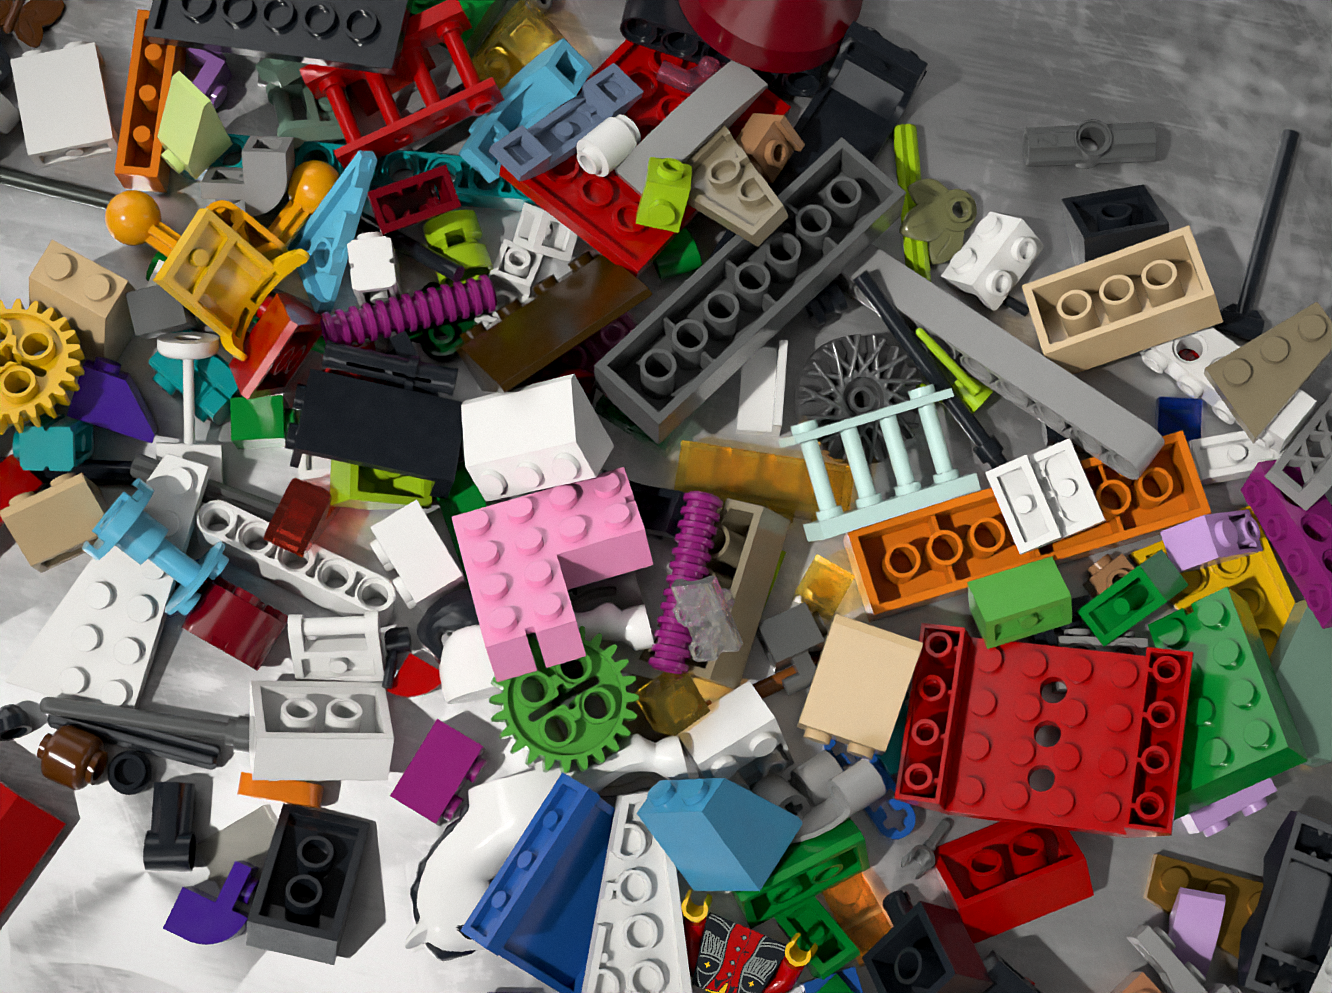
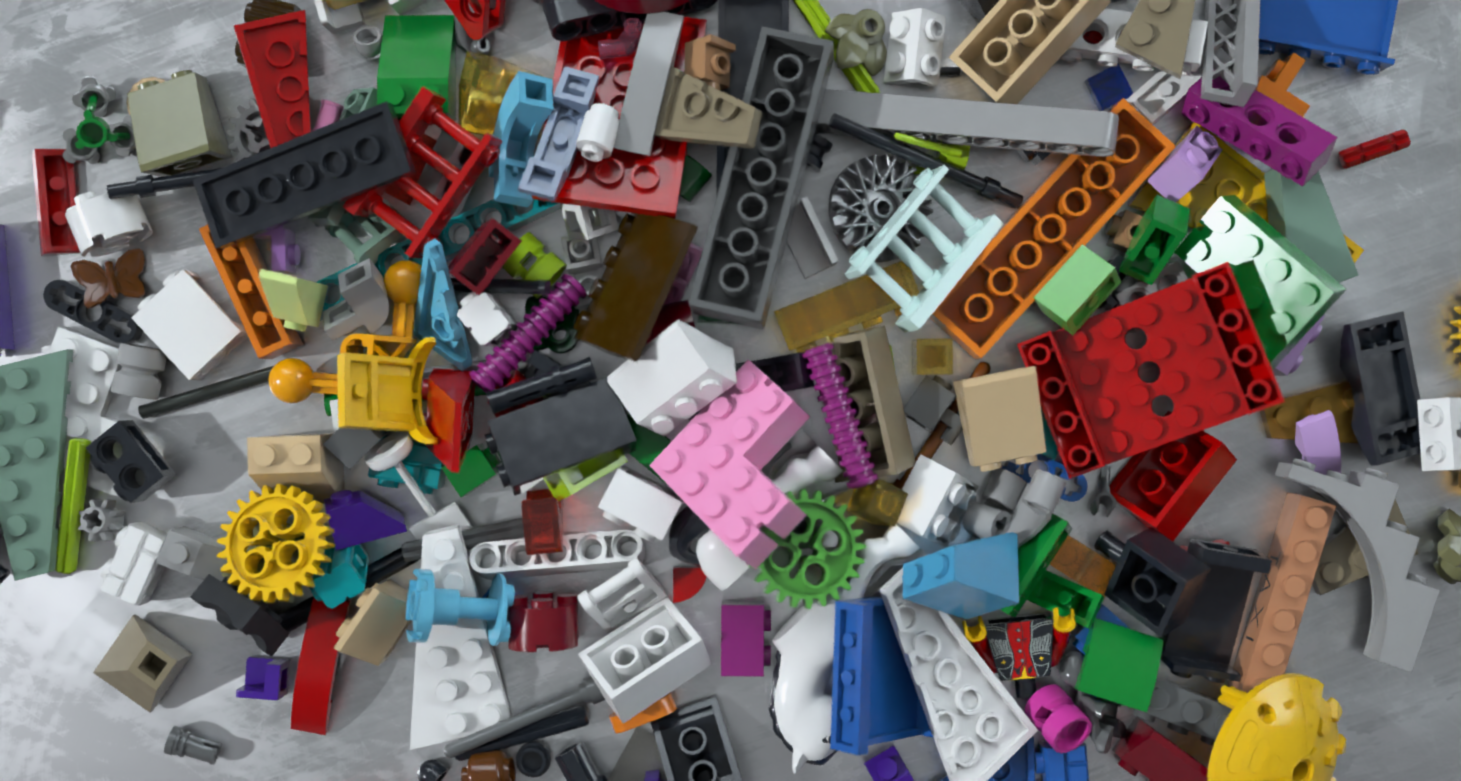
camera: 25 degrees left, 10 degrees up
(396, 641) = (659, 565): black hand -> none
(664, 194) = (661, 145): lime bracket -> none
(707, 614) = (872, 435): clear hips -> none
(1045, 496) = (1054, 204): white slope -> none

